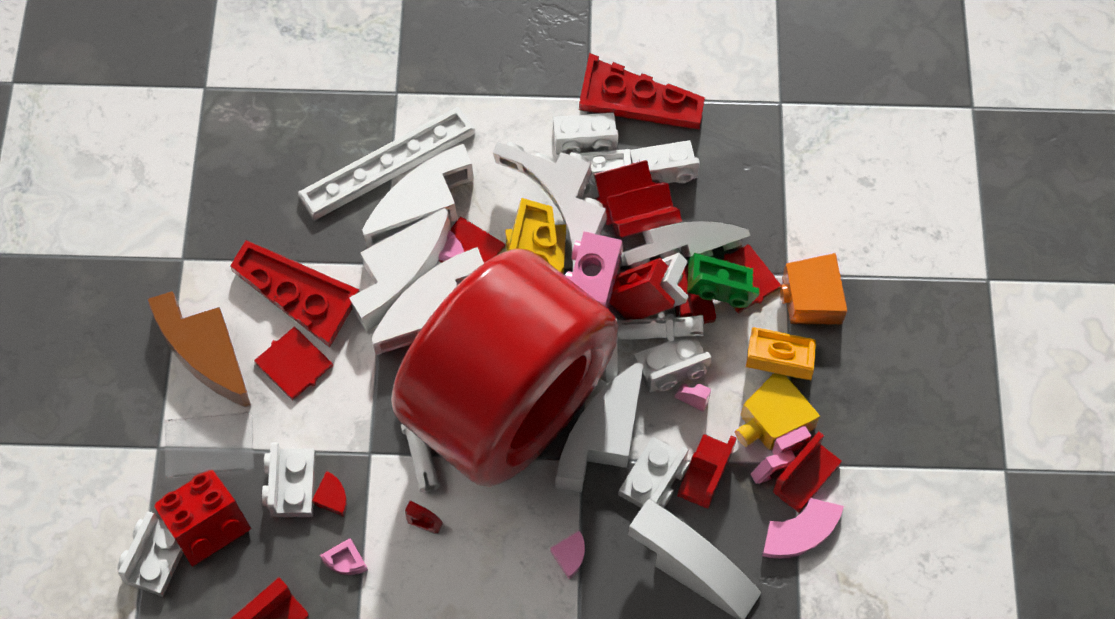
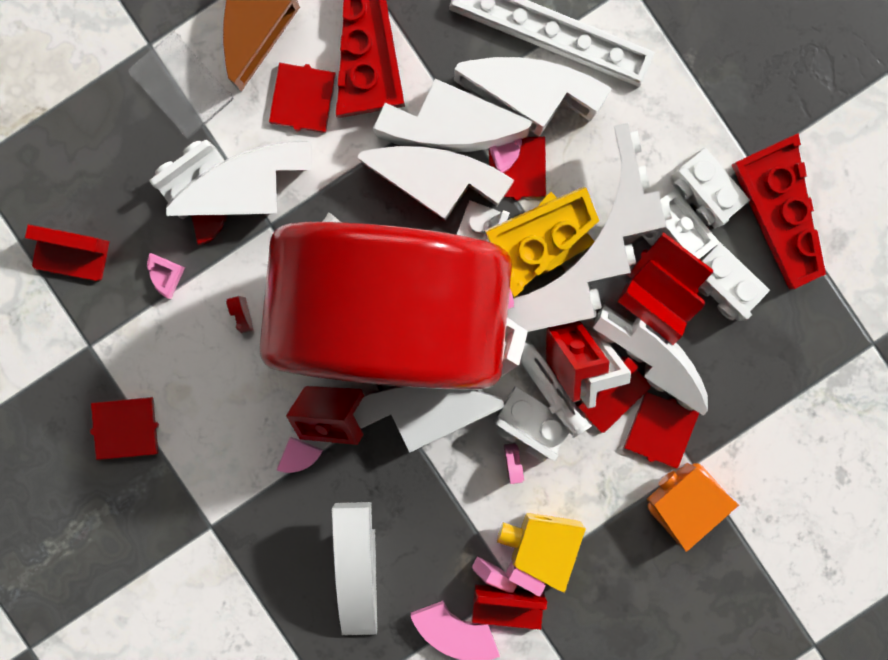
camera: 55 degrees right, 25 degrees up
(151, 556) = (54, 115): white bracket -> none
(202, 516) = (109, 128): red bracket -> none
(325, 438) = (241, 182): none -> white slope
(554, 501) = (326, 415): none -> red panel
(600, 251) = (541, 322): bright pink brick -> none
(655, 474) = (416, 480): white bracket -> none
(706, 470) = (452, 522): red panel -> none
(721, 281) = (638, 419): green bracket -> none
(781, 353) = (603, 518): light orange tile -> none

